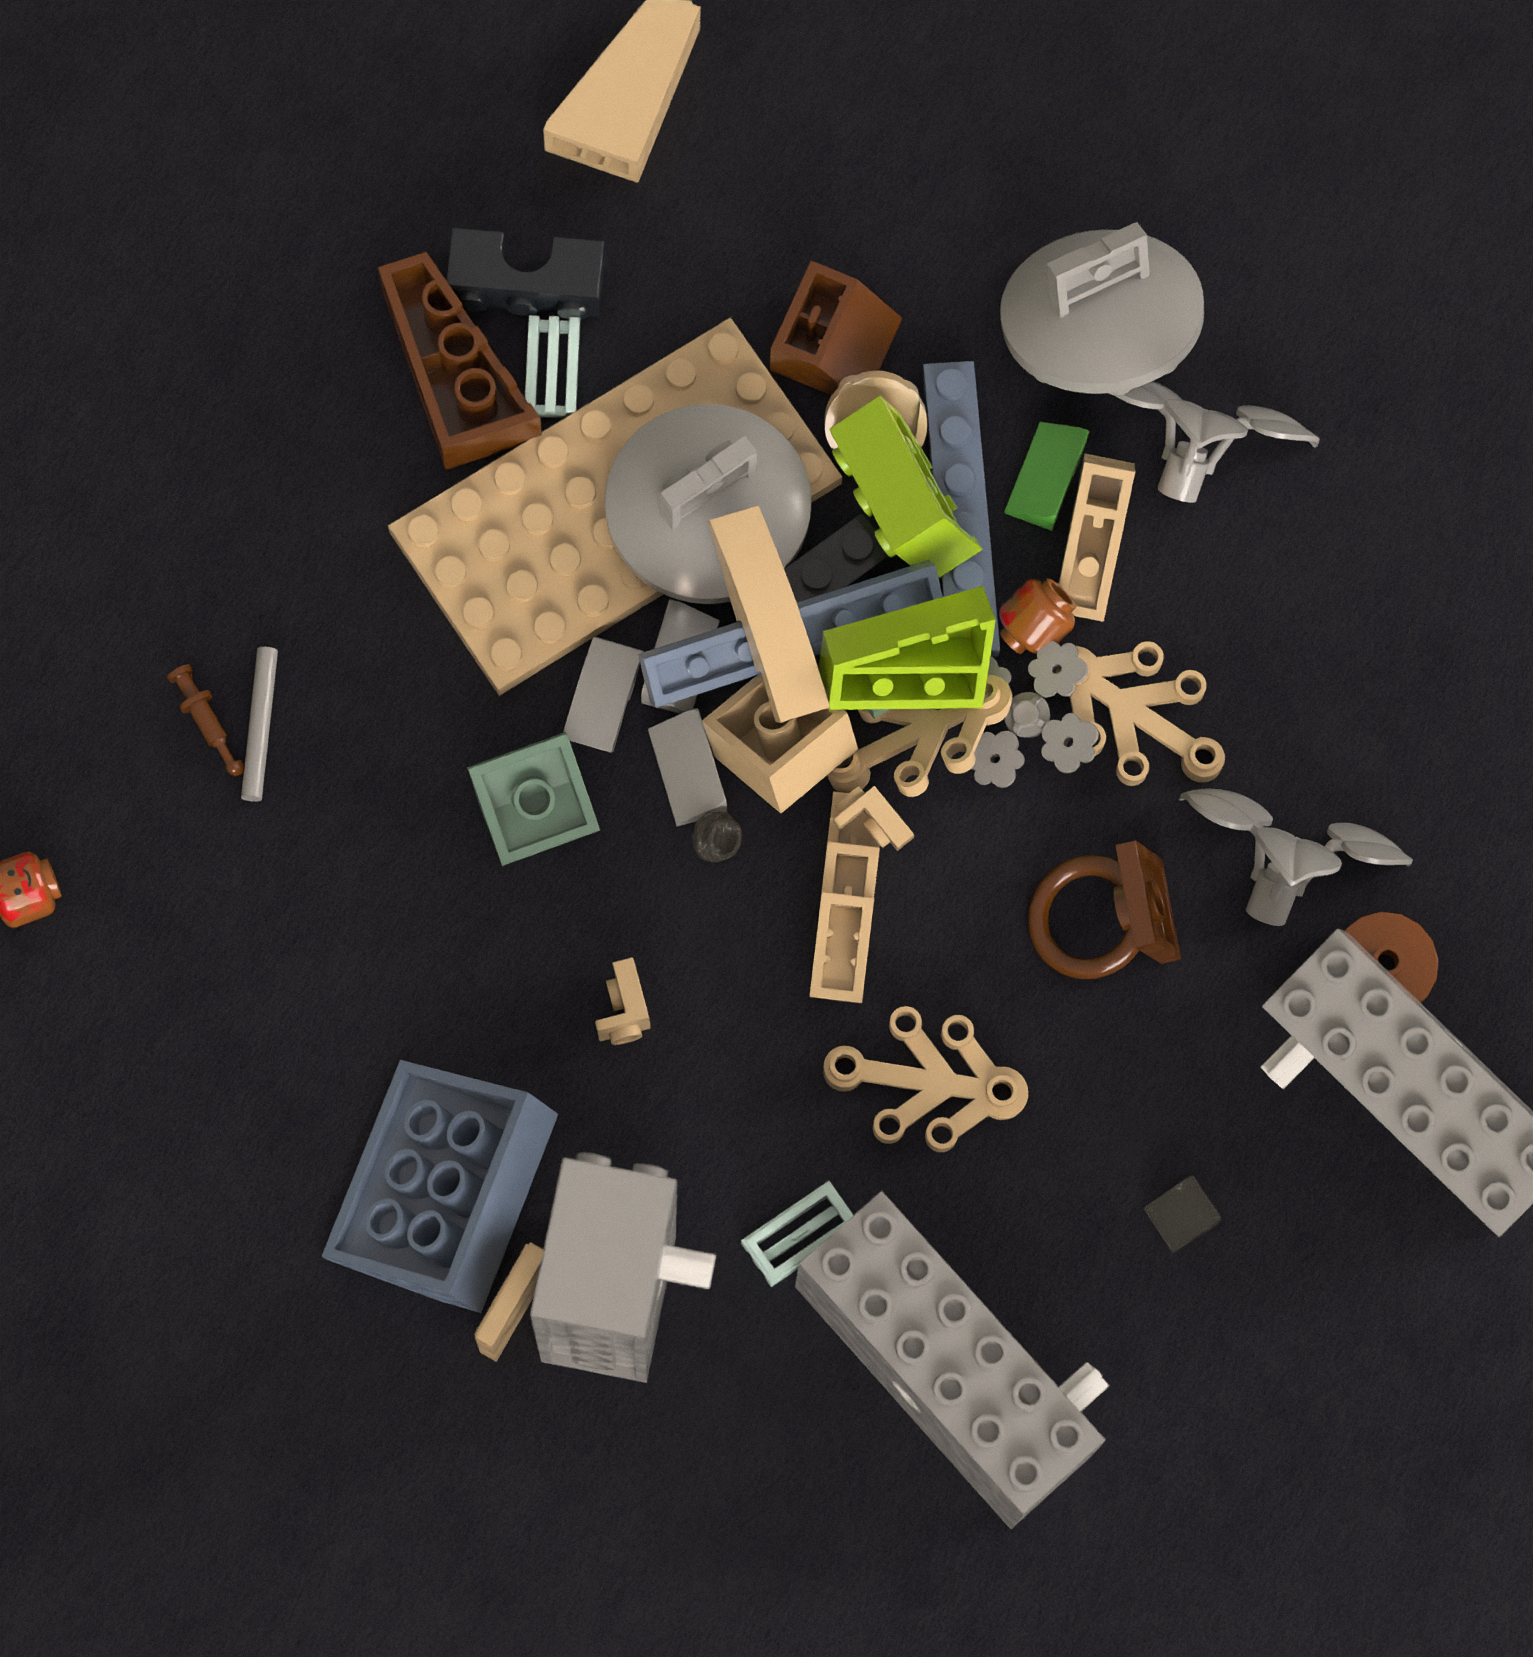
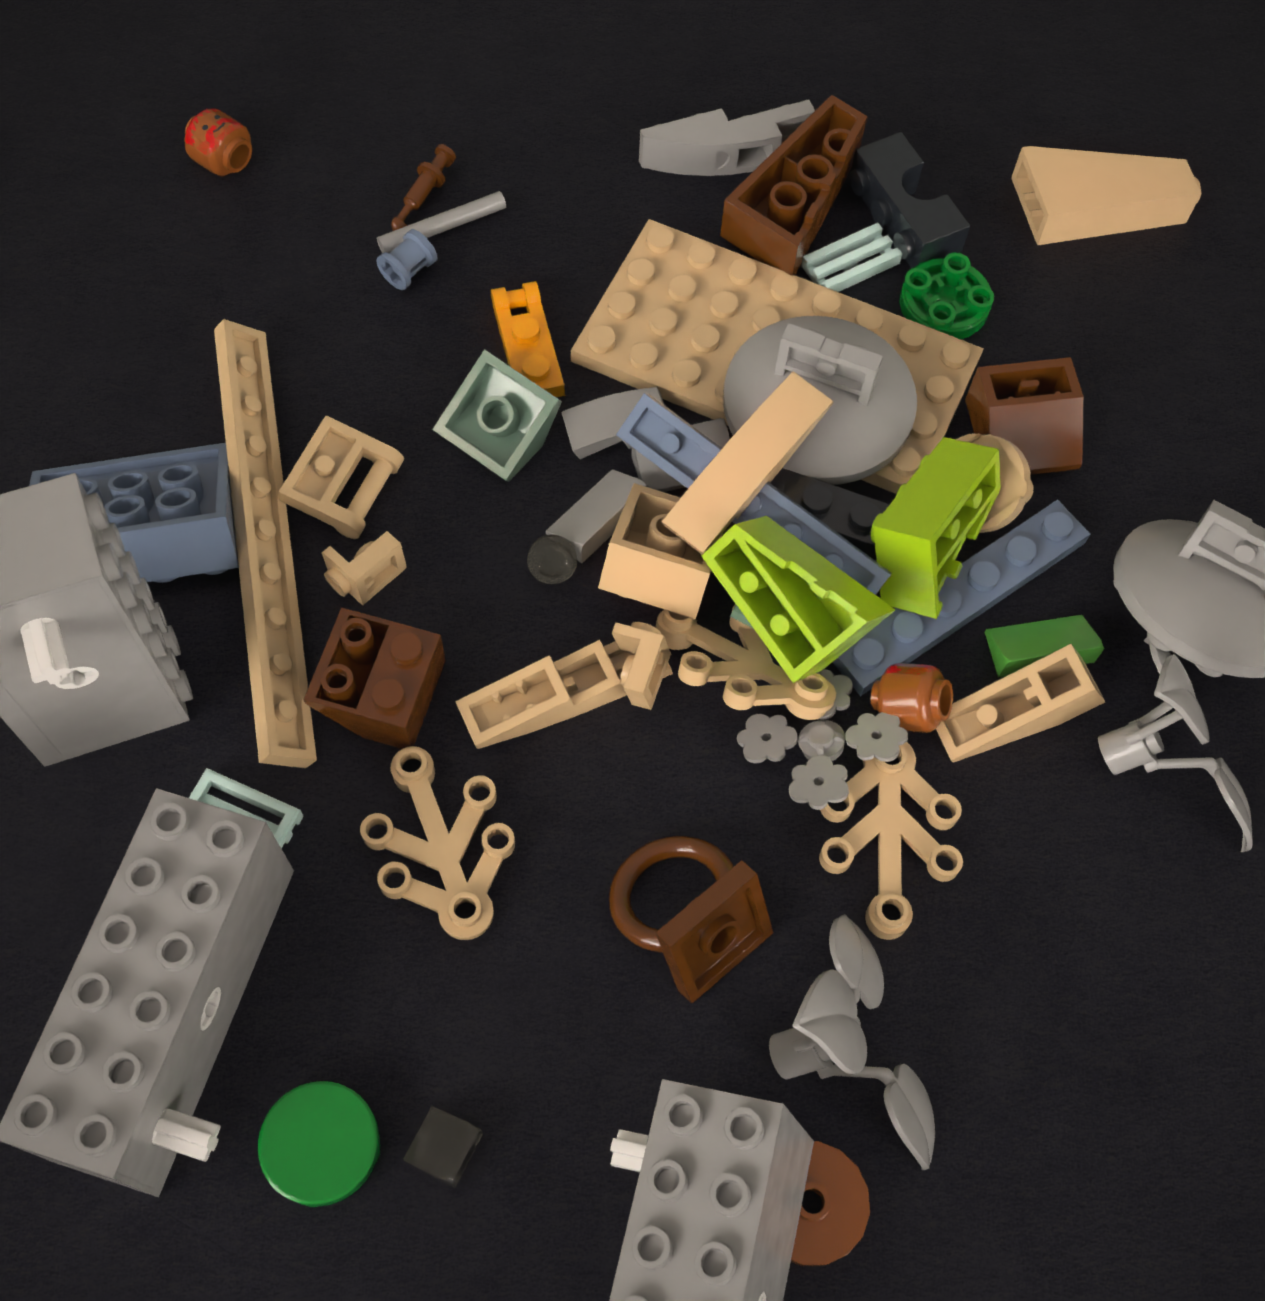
camera: 60 degrees right, 10 degrees down
(294, 782) = (406, 259): none -> sand blue bush
(340, 405) = (714, 146): none -> light grey slope
(455, 721) = (528, 337): none -> light orange plate
(500, 985) = (326, 469): none -> tan plate
(554, 1082) = (264, 550): none -> tan plate
(649, 310) = (947, 296): none -> green tile
(750, 1047) = (377, 677): none -> reddish brown slope
(1126, 1307) = (319, 1143): none -> green tile

